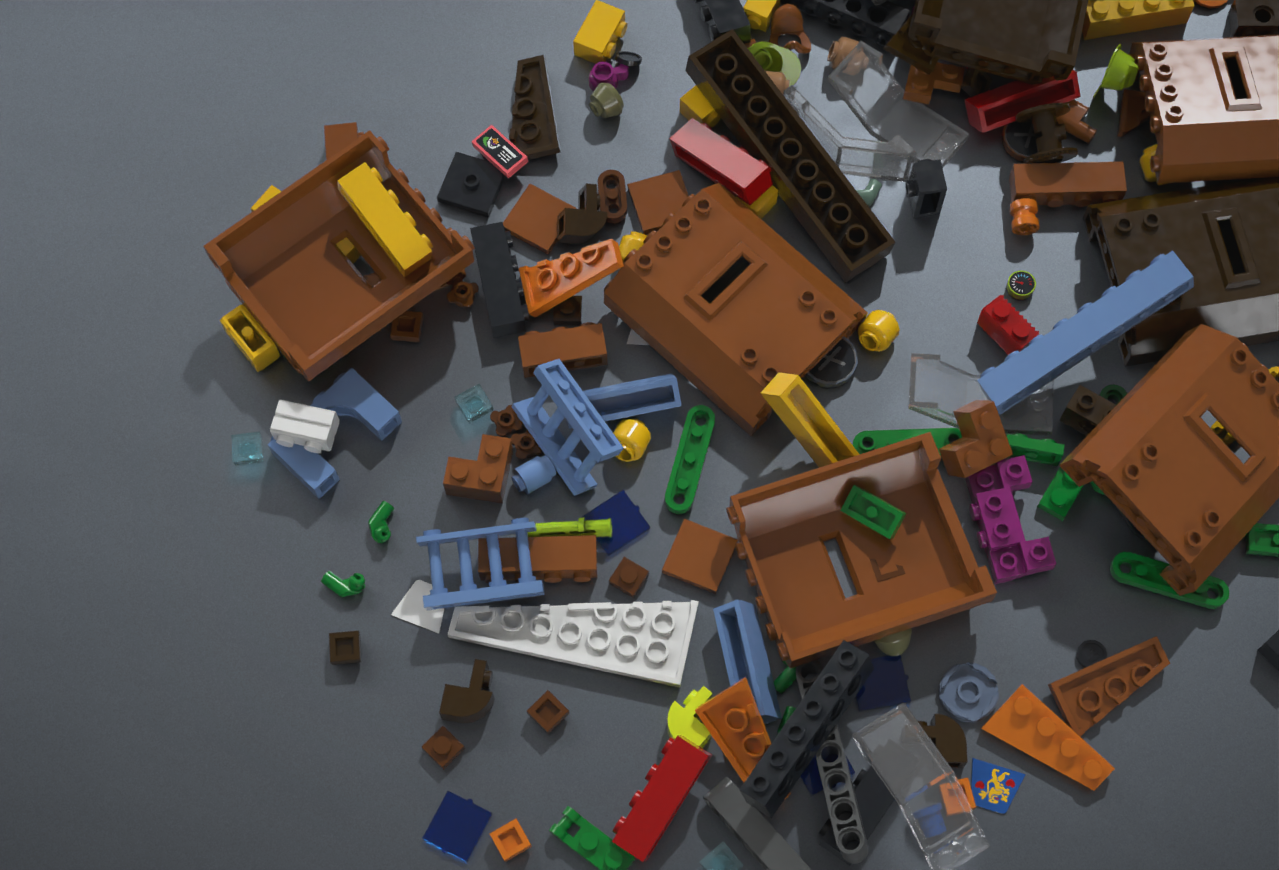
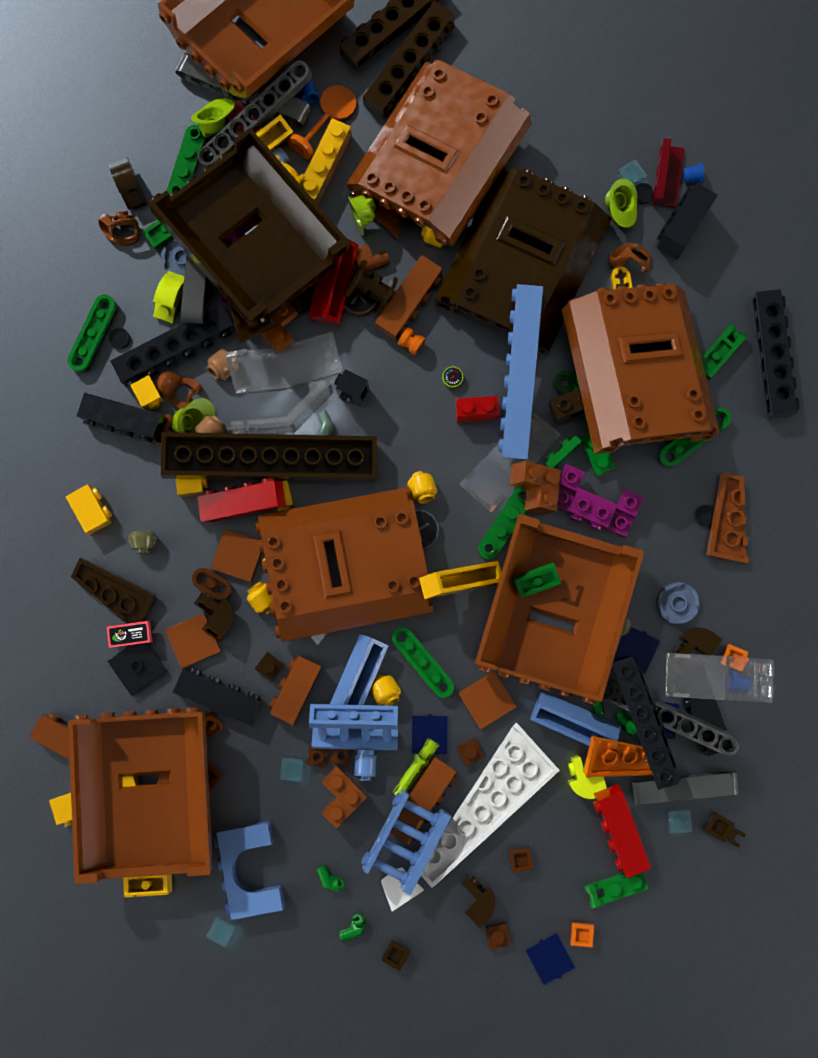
camera: 50 degrees left, 15 degrees up
(304, 426) = (238, 891): white brick -> none
(384, 218) = (134, 749): yellow brick -> none
(562, 278) = (251, 656): orange wing -> none
(605, 73) = (123, 527): magenta piece -> none
(628, 58) = (121, 503): black piece -> none
(994, 785) = (740, 630): blue sticker -> none
(1043, 735) = (735, 580): orange wing -> none

